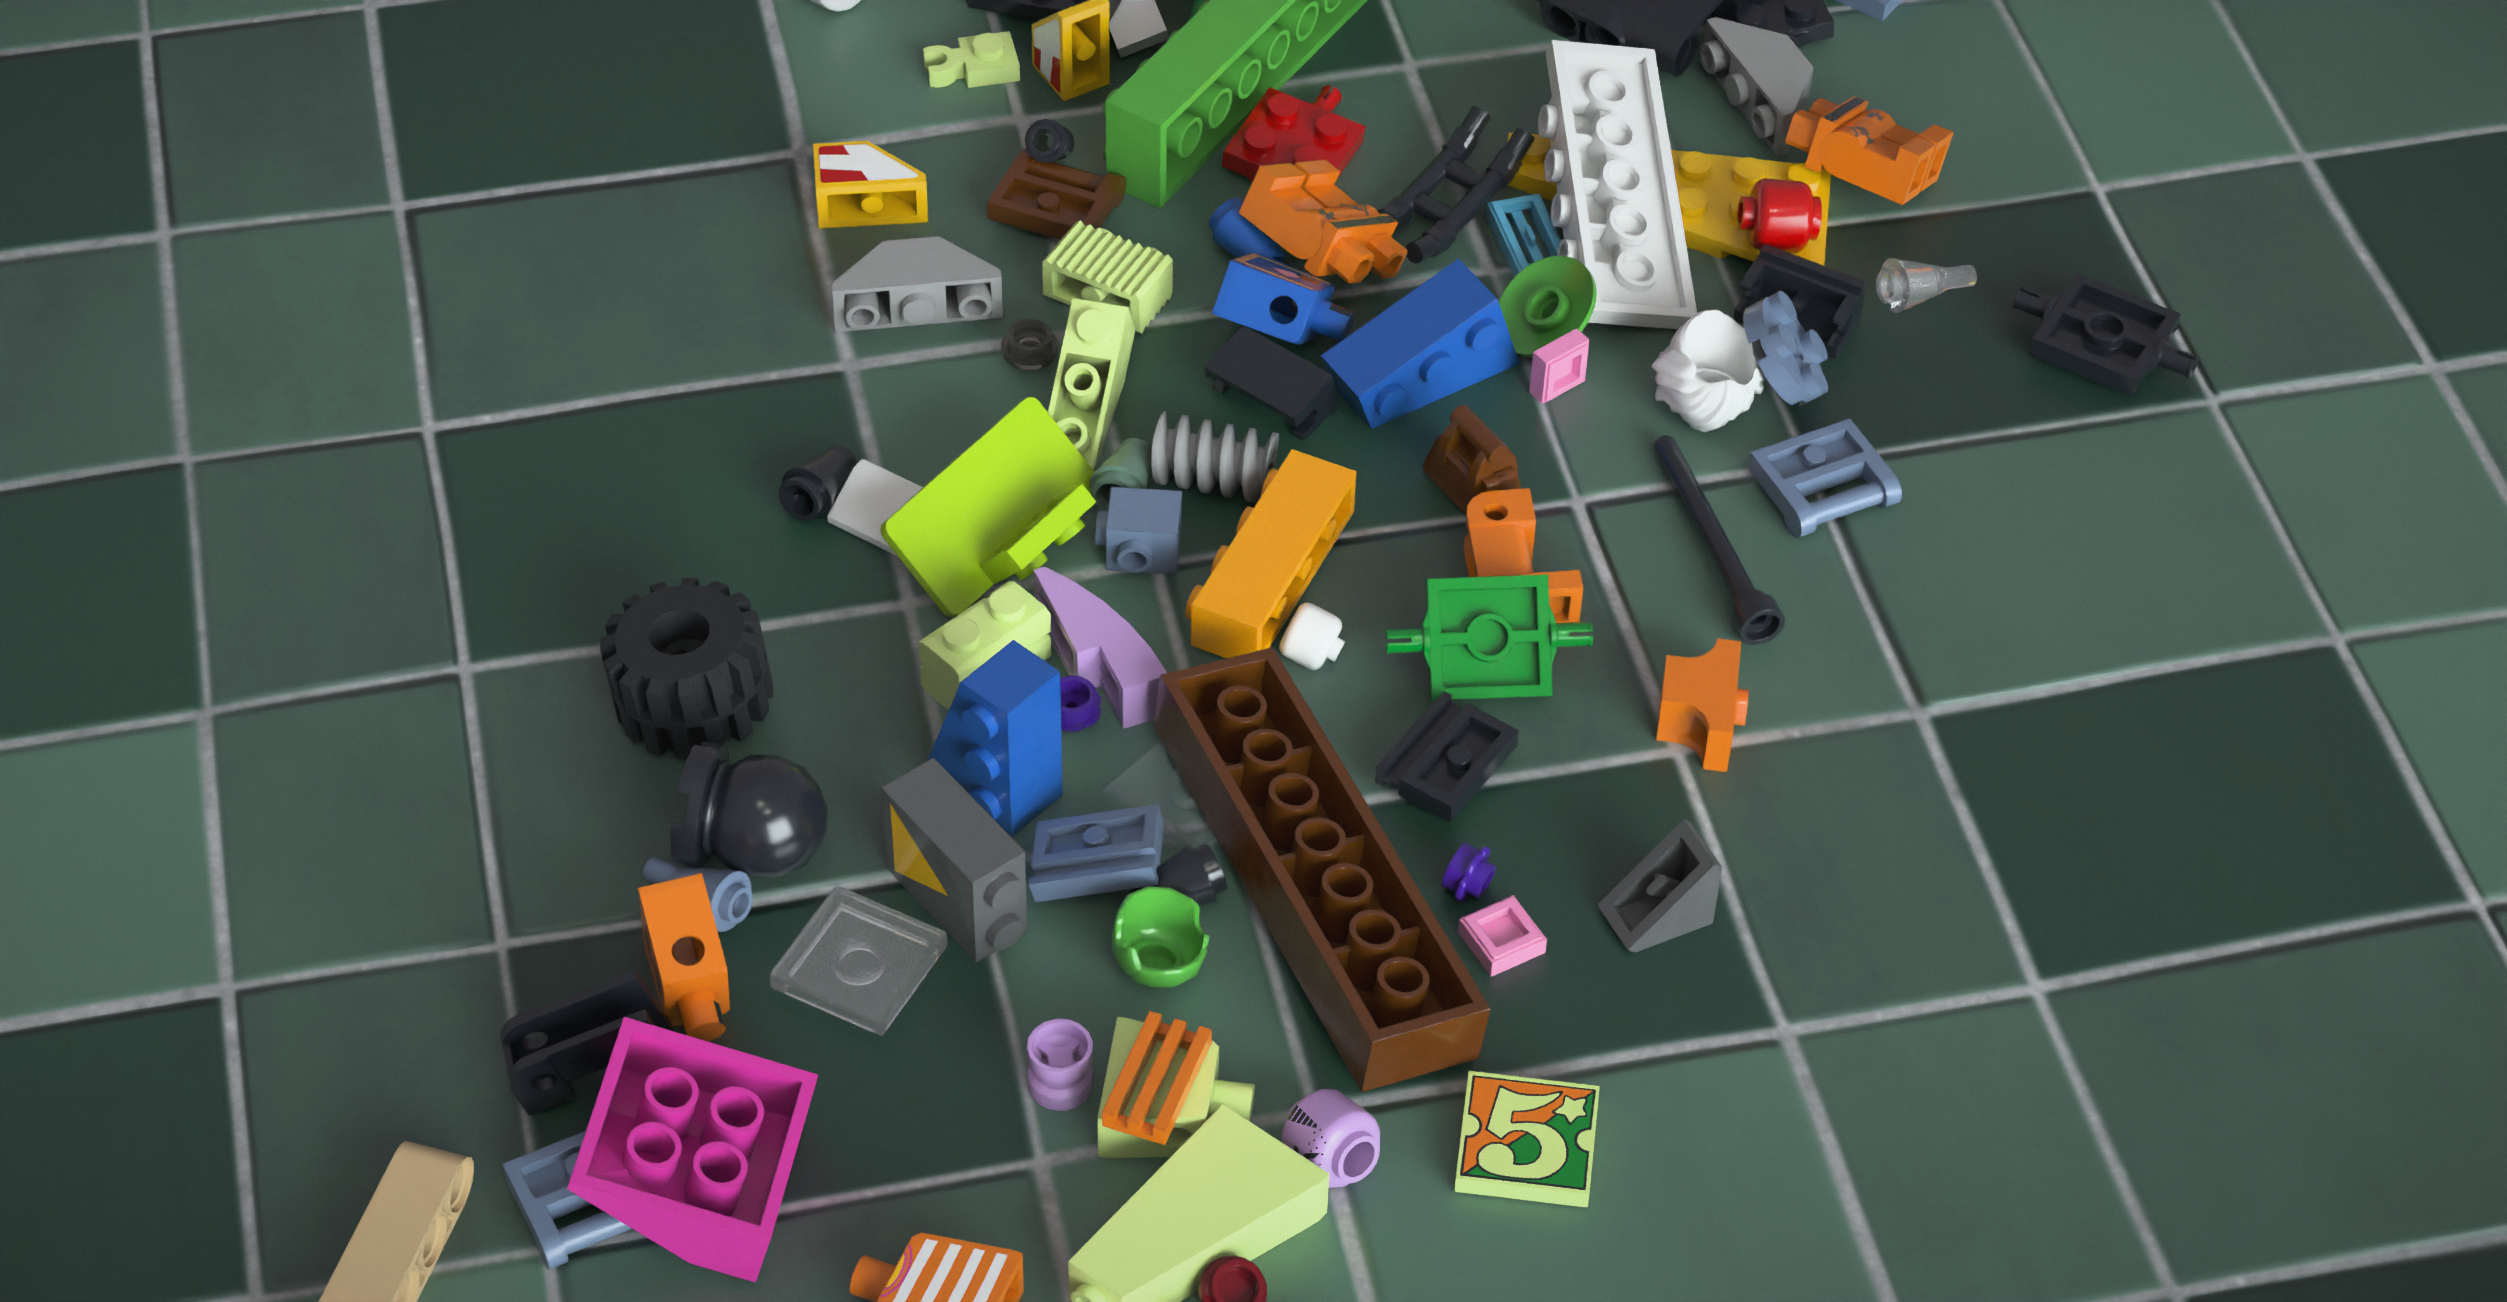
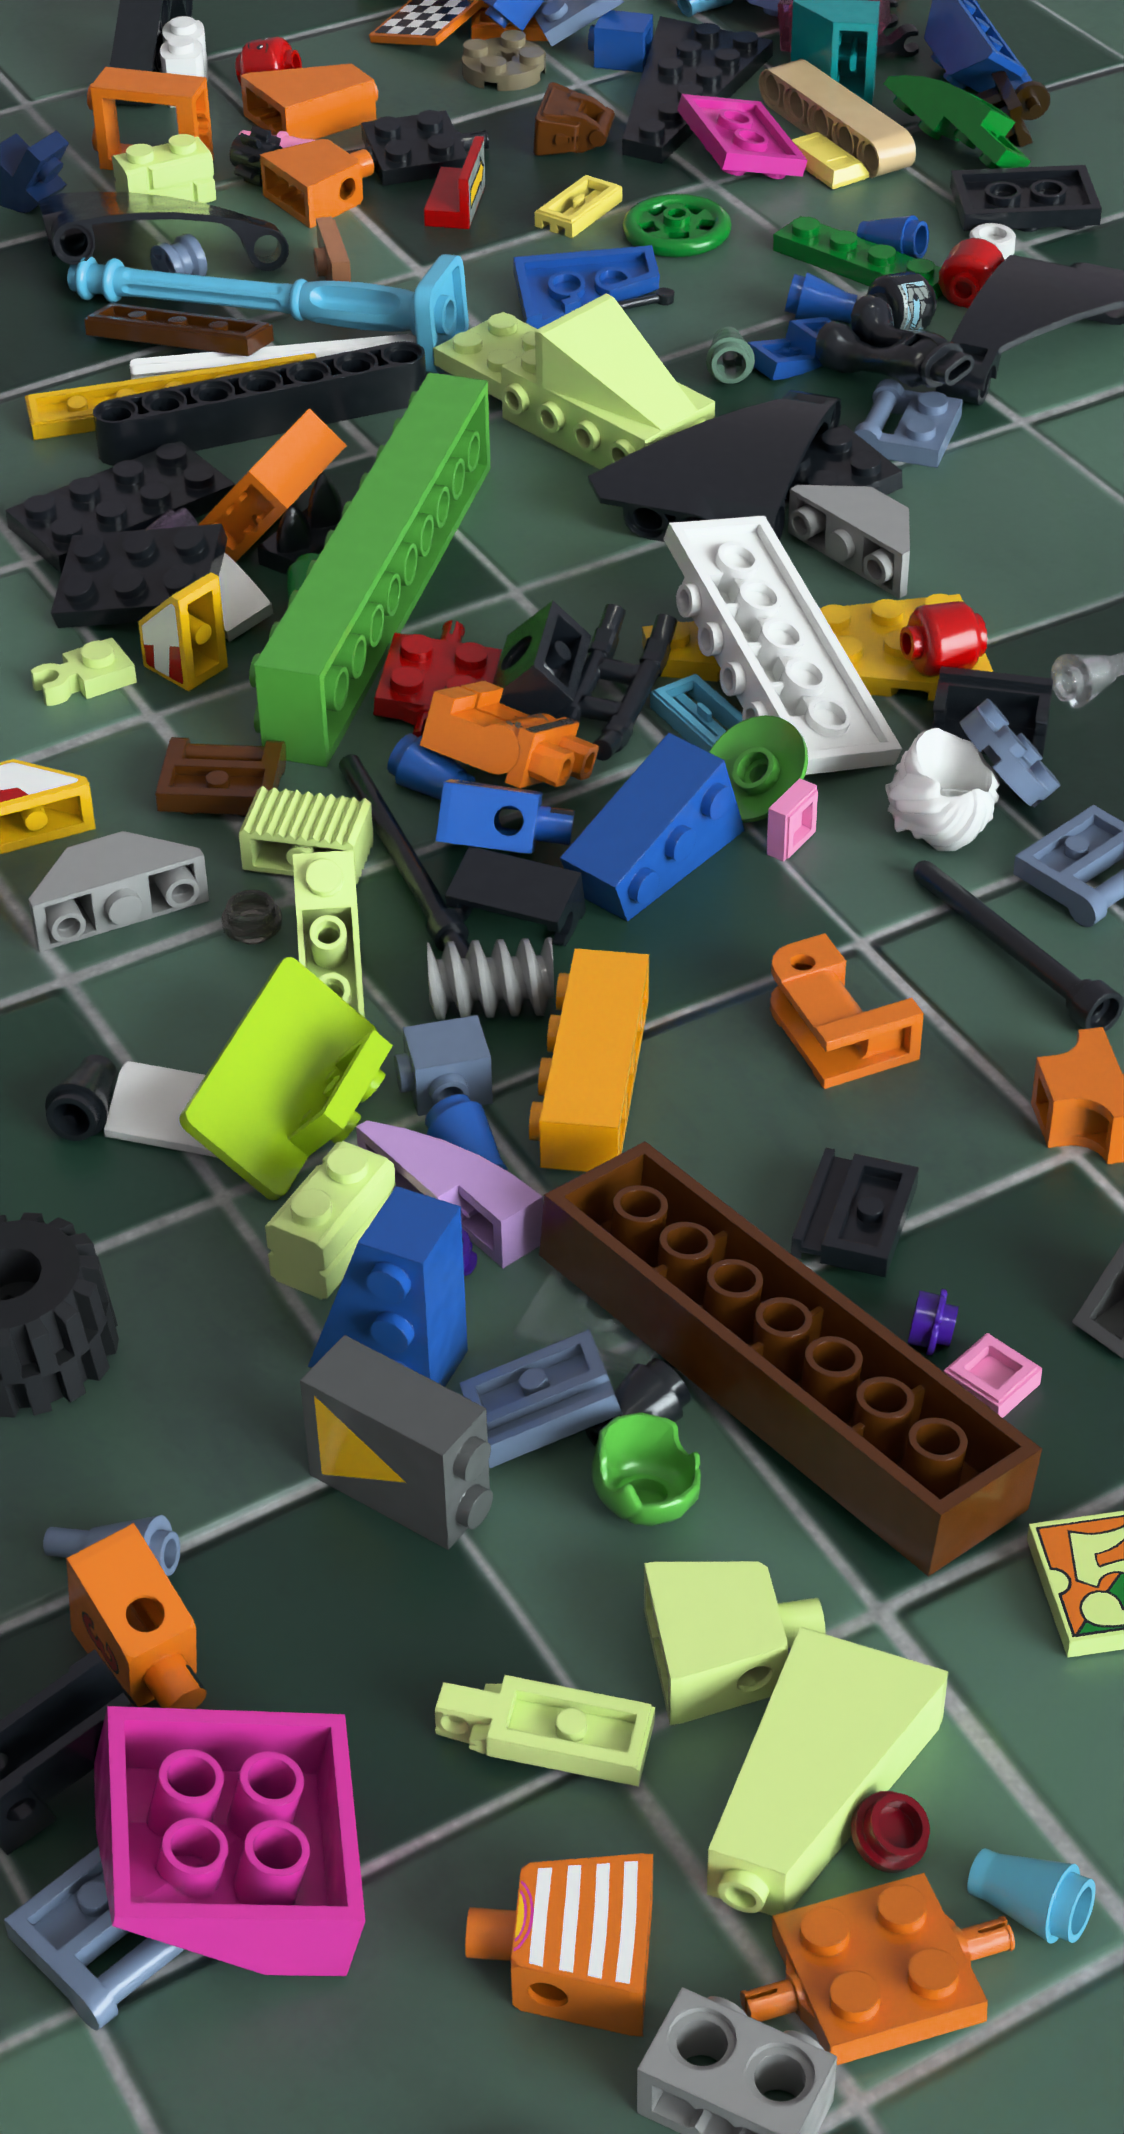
camera: 15 degrees left, 5 degrees down
(752, 813) = (151, 1450): black tile -> none
(858, 960) = (321, 1580): clear tile -> none
(994, 1131) = (550, 1727): none -> yellowish green hinge
(1037, 140) = (194, 709): black pin -> none
(1060, 1064) = (595, 1633): lavender wheel -> none
(1124, 468) = (400, 1008): sand green cone -> none
(1134, 596) = (464, 1125): none -> blue cone
(1173, 1037) = (721, 1568): orange tile -> none
(1199, 393) = (442, 923): none -> black bar
(1312, 637) = (665, 1126): white piece -> none
(1333, 1135) = (925, 1627): lavender head -> none
(1390, 153) = (542, 662): none -> black brick
(1470, 460) = (750, 924): reddish brown piece -> none
(1488, 637) = (849, 1083): green plate -> none
(1869, 148) = (990, 567): orange hips -> none

